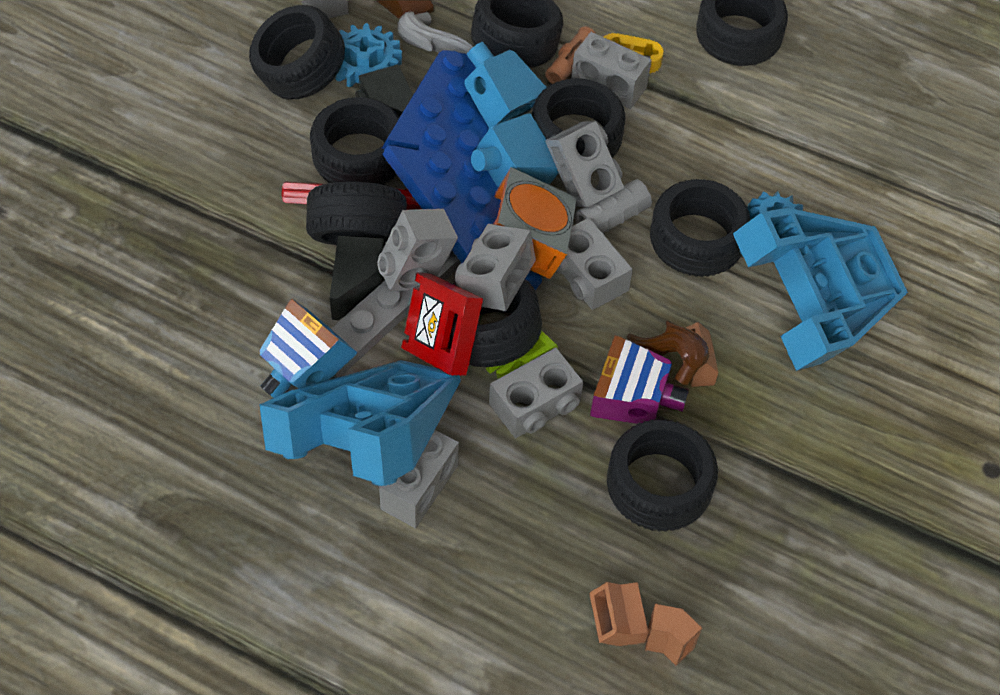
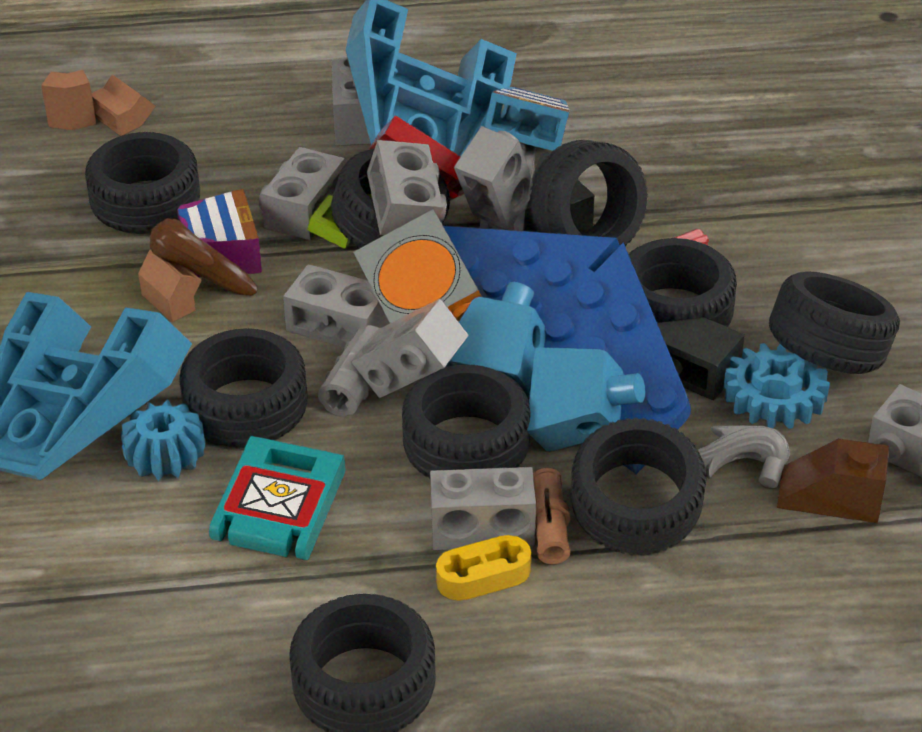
camera: 150 degrees right, 15 degrees down
(727, 142) = (274, 502): none -> teal container

